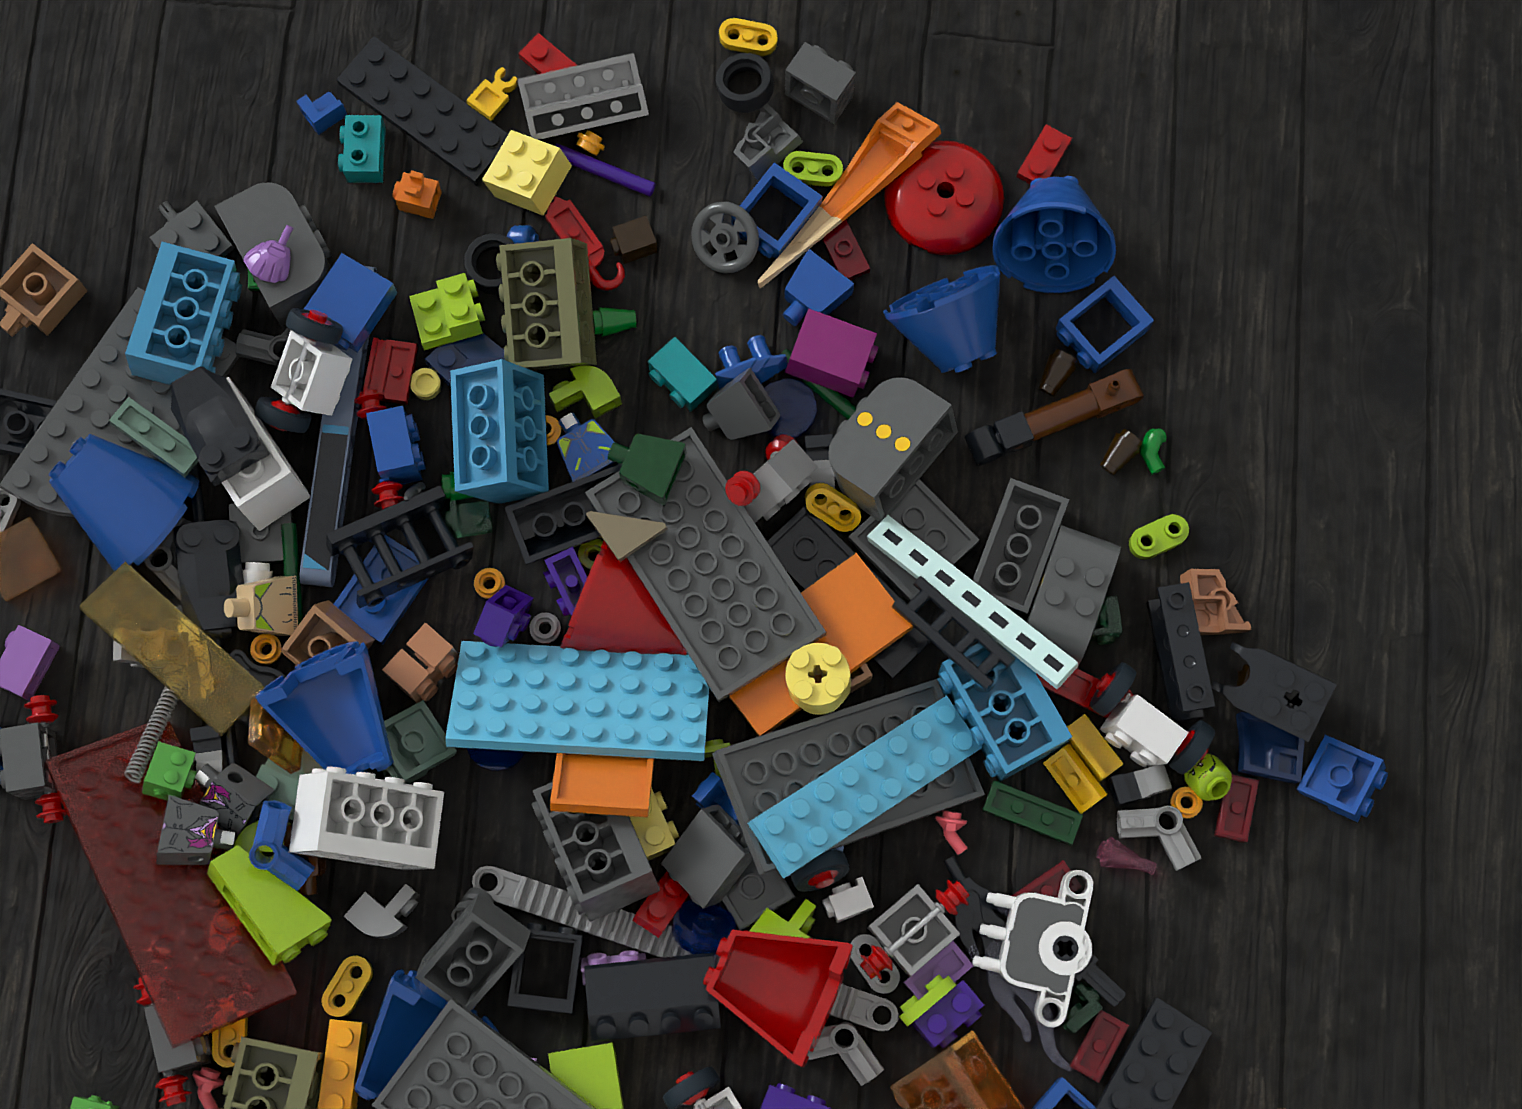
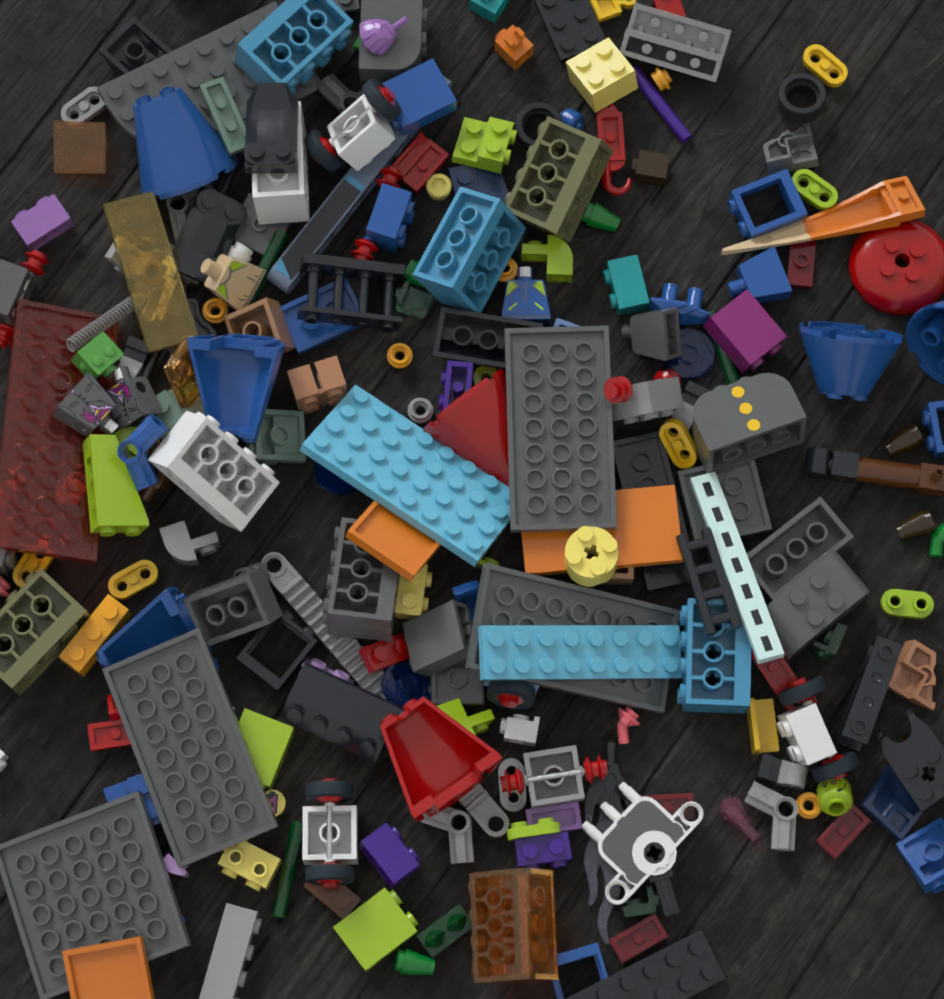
camera: 30 degrees right, 0 degrees up
(414, 490) = (385, 258): dark grey helmet -> none
(504, 617) = (395, 384): dark purple brick -> none
(623, 533) = (514, 374): dark tan tile -> none
(649, 465) = (561, 335): dark green torso -> none
(743, 223) = (736, 200): dark grey plate -> none
(820, 82) = (856, 129): dark grey brick -> none
(1032, 813) = (691, 746): dark green plate -> none
(1075, 778) = (737, 740): yellow plate -> none

